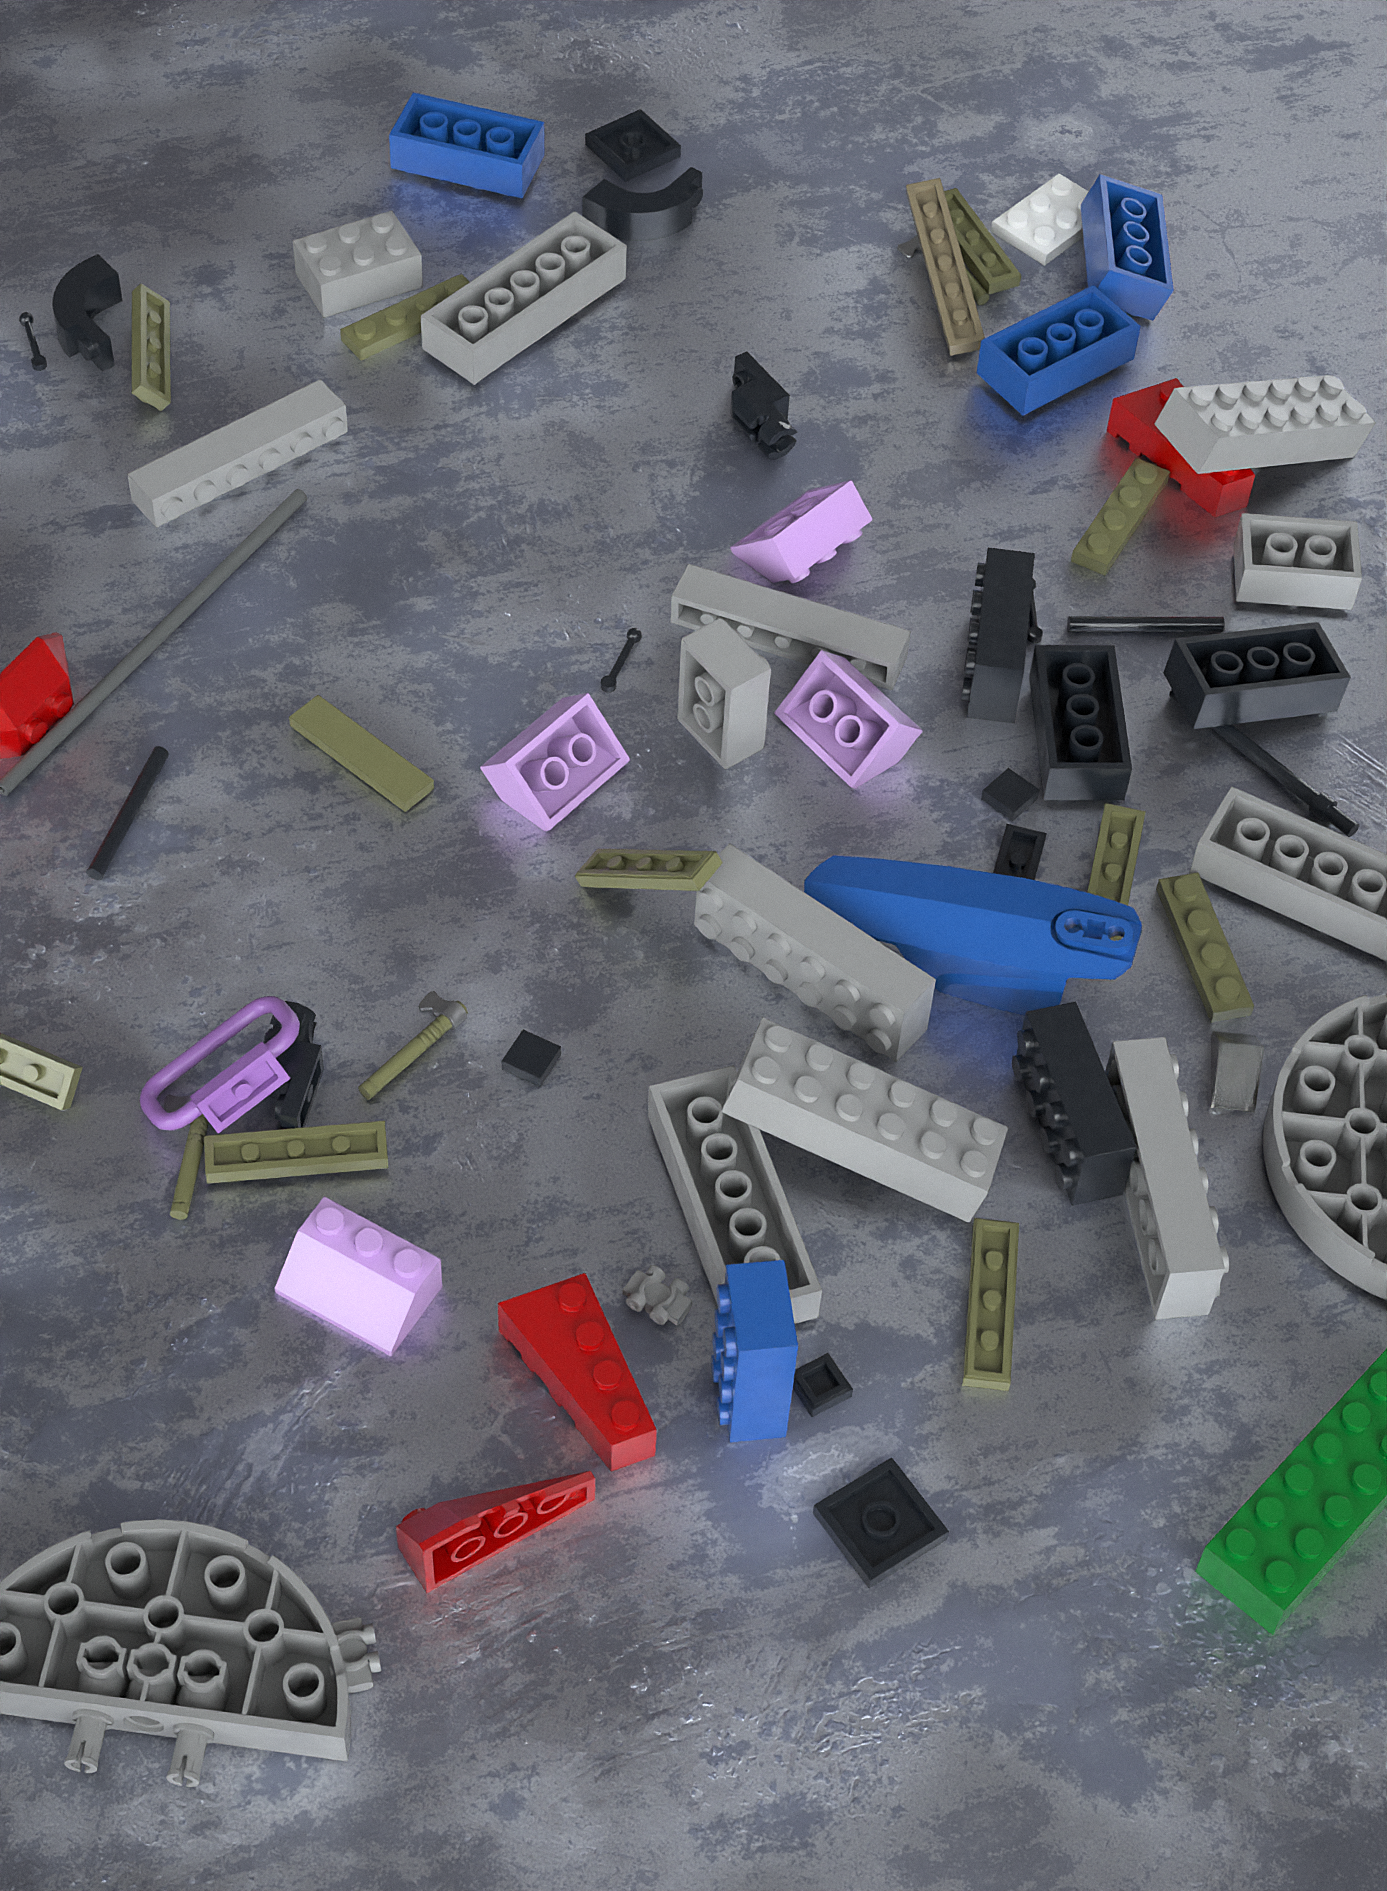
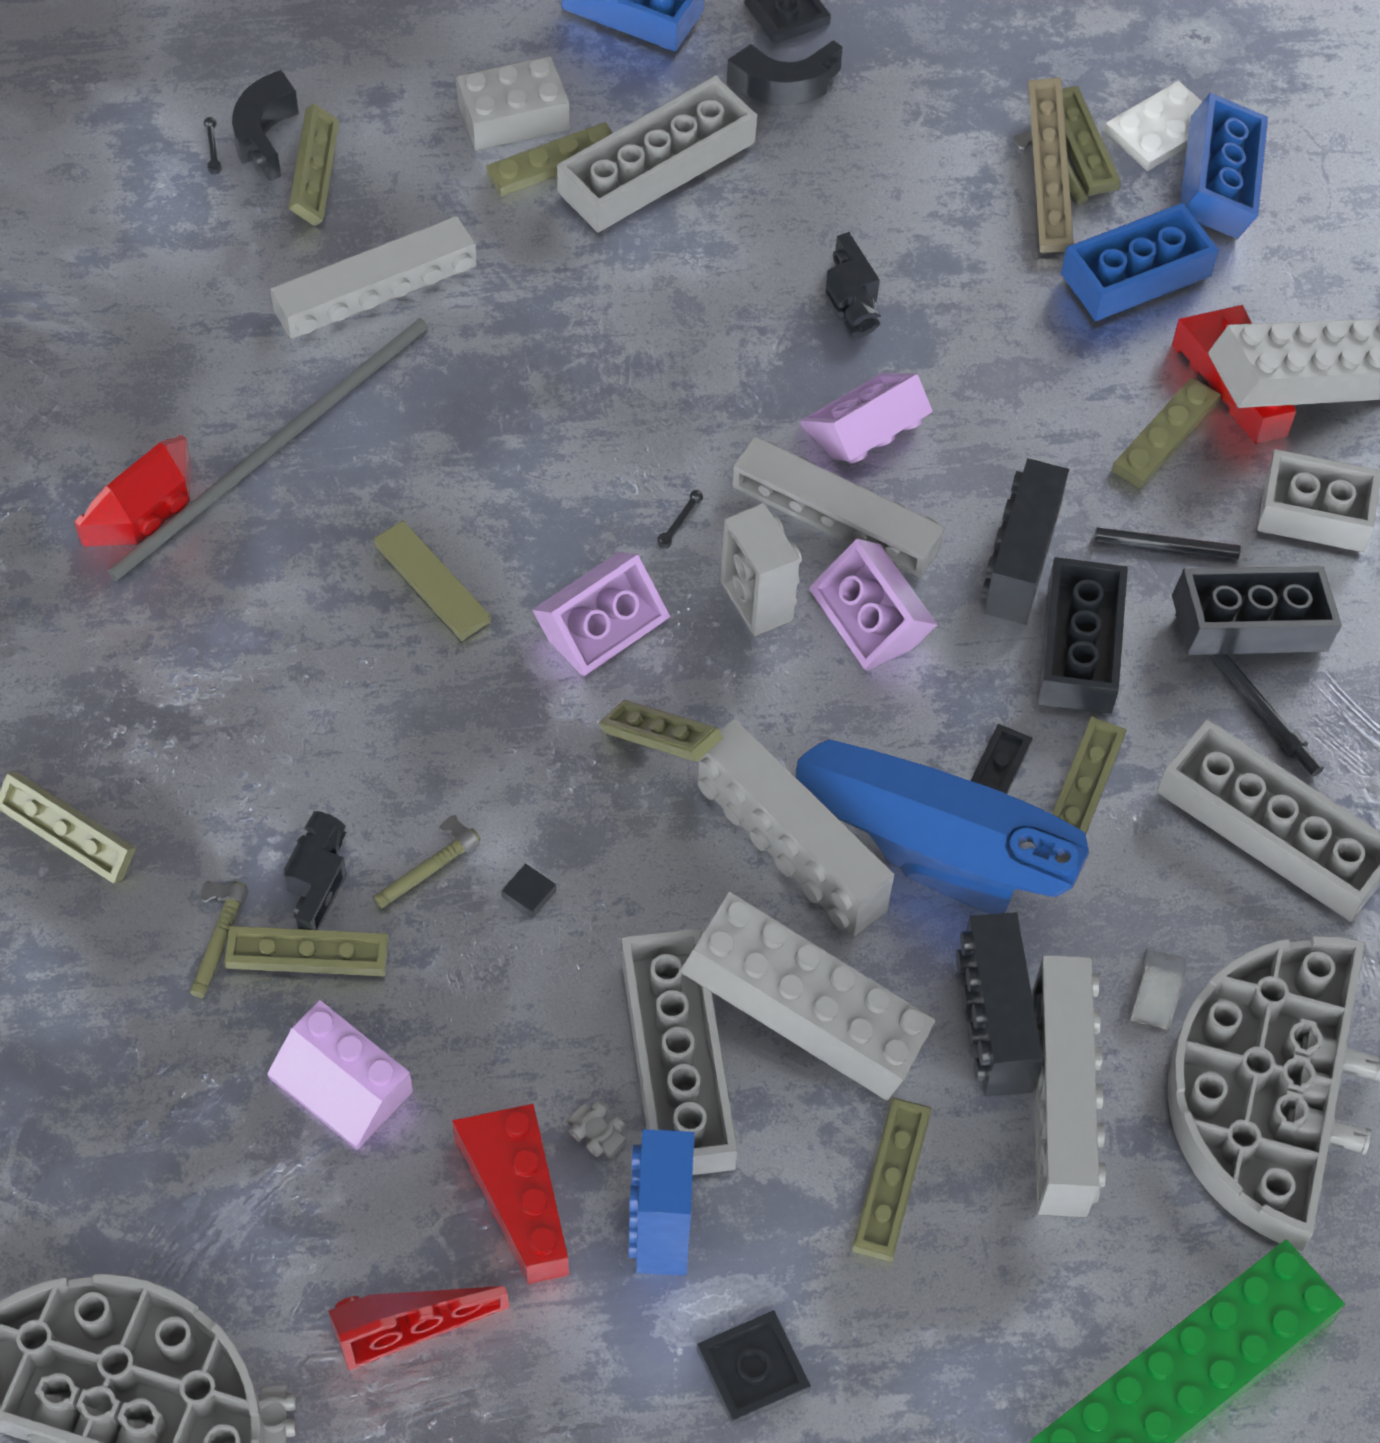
camera: 10 degrees right, 5 degrees up
(127, 813) = (217, 611): black bar -> none
(236, 1087) = (266, 885): medium lavender bar -> none
(821, 1385) = (725, 1232): black tile -> none
(1010, 794) = (1007, 695): black tile -> none
(1034, 632) = (1063, 539): black hinge -> none
(1204, 947) = (1156, 867): olive plate -> none

